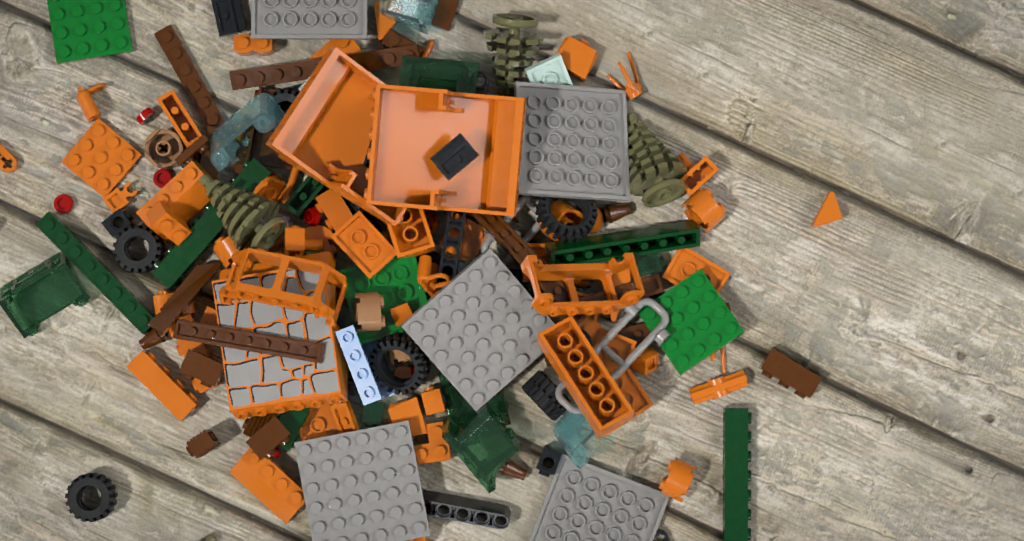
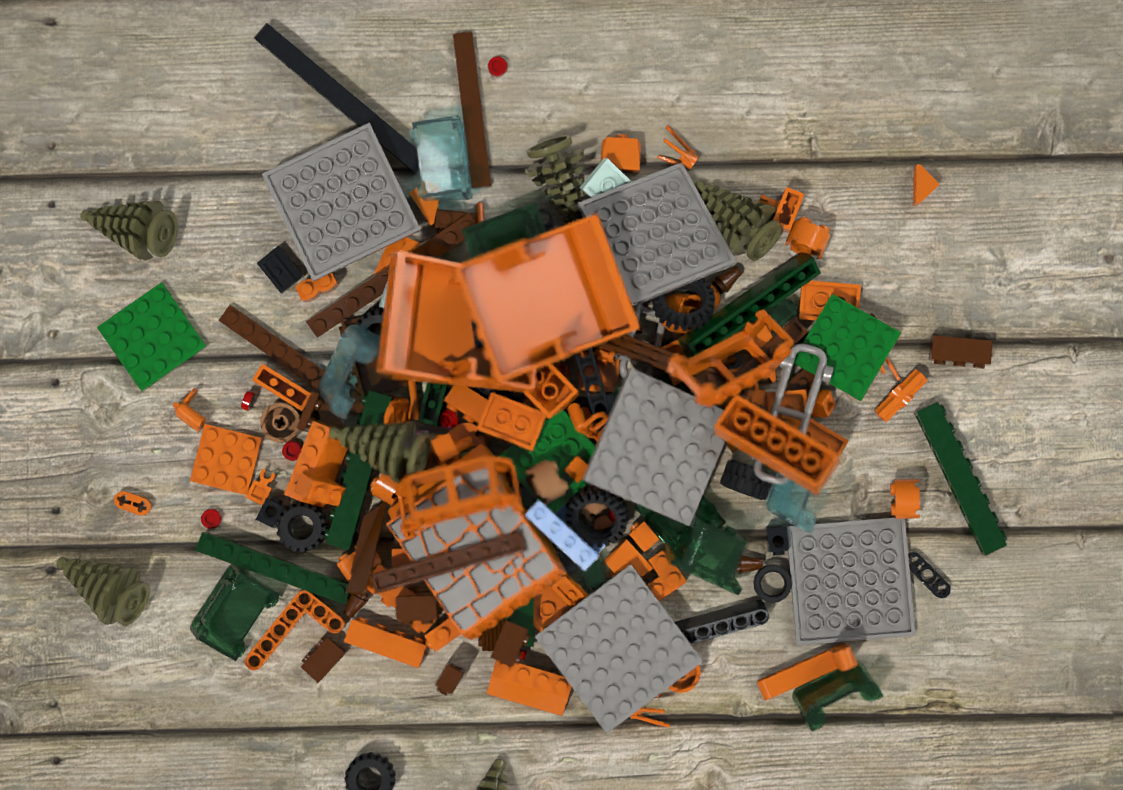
camera: 20 degrees left, 0 degrees up
(86, 328) = (289, 624): none -> orange beam
(101, 373) = (323, 659): none -> reddish brown brick
(213, 402) = (441, 635): none -> orange torso
(454, 156) = (558, 299): black plate -> none
(474, 227) = (604, 356): none -> orange gear
(540, 497) = (772, 598): none -> black tyre

